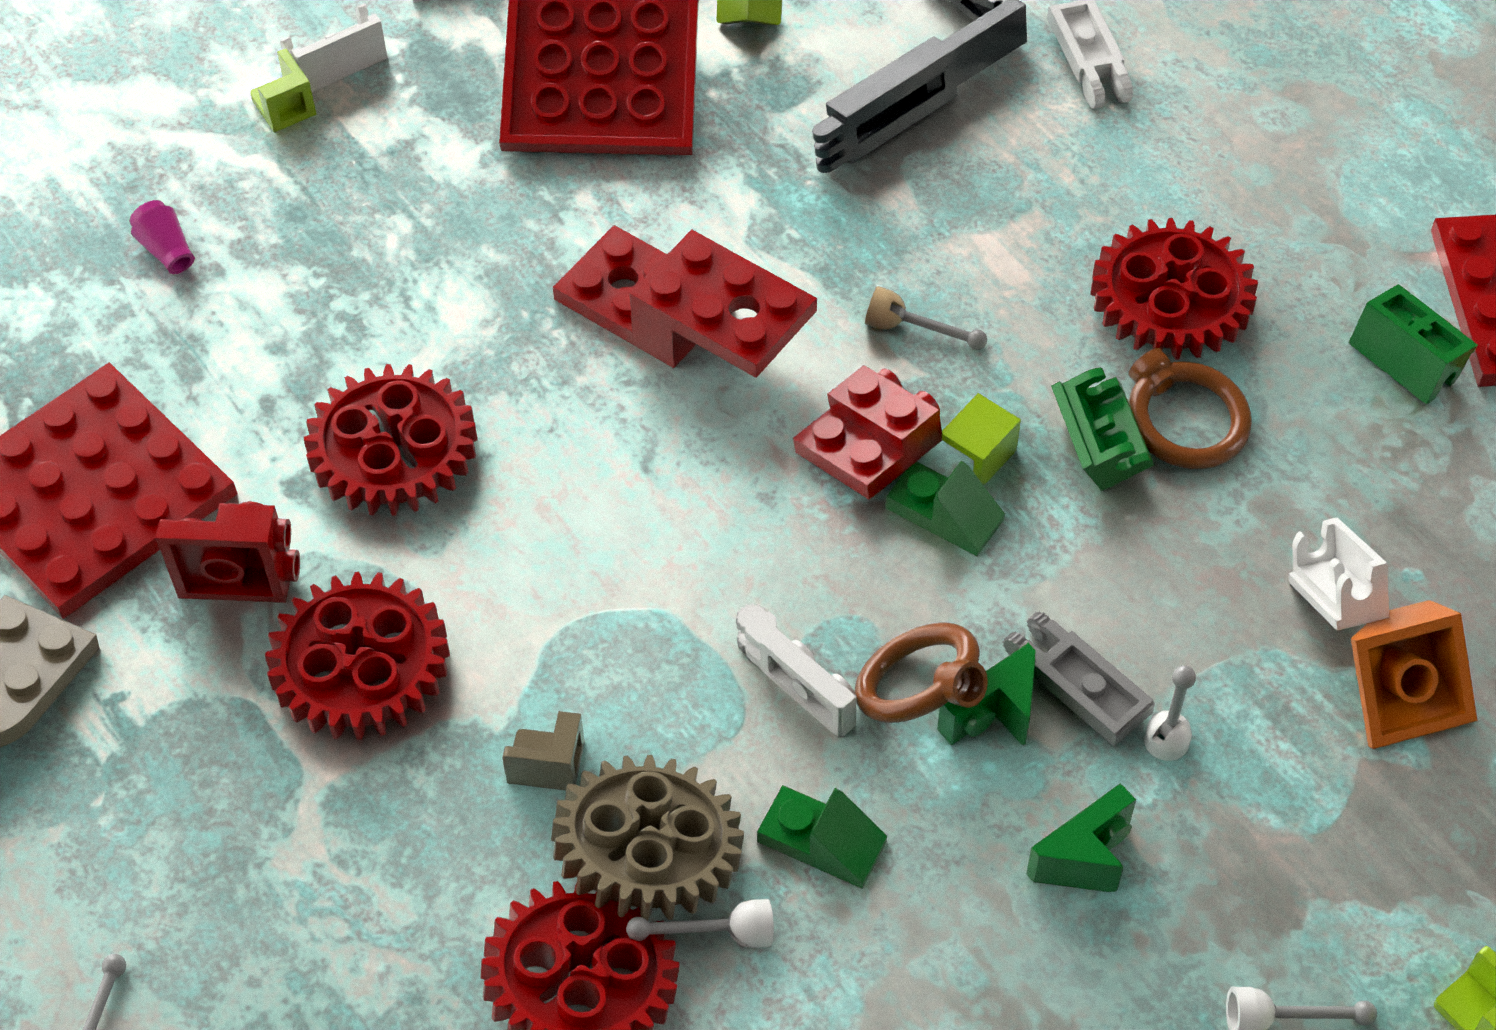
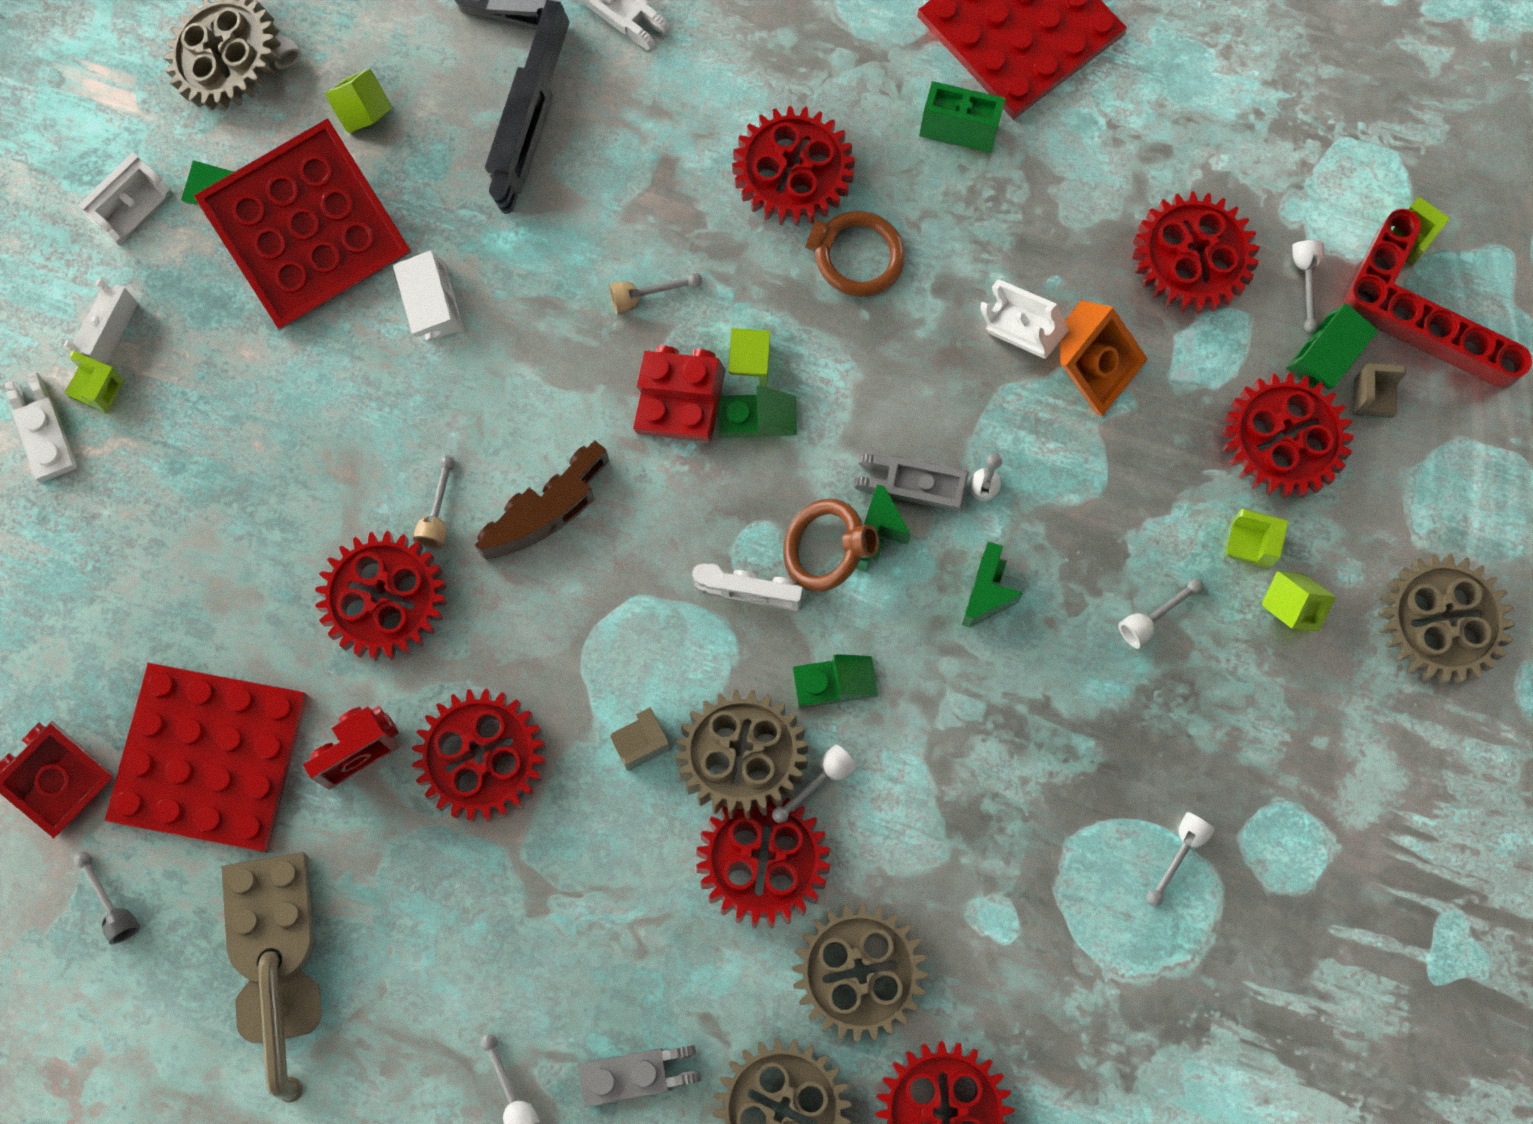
camera: 35 degrees left, 20 degrees up
(160, 233) = (102, 546): dark pink cone -> none
(199, 108) = (41, 430): none -> white hinge
(495, 410) = (431, 530): none -> hinge
(618, 462) = (533, 517): none -> reddish brown slope
(675, 194) = (428, 296): none -> white hinge
(685, 299) = (496, 375): red bracket -> none
(1102, 428) = (818, 300): green hinge -> none

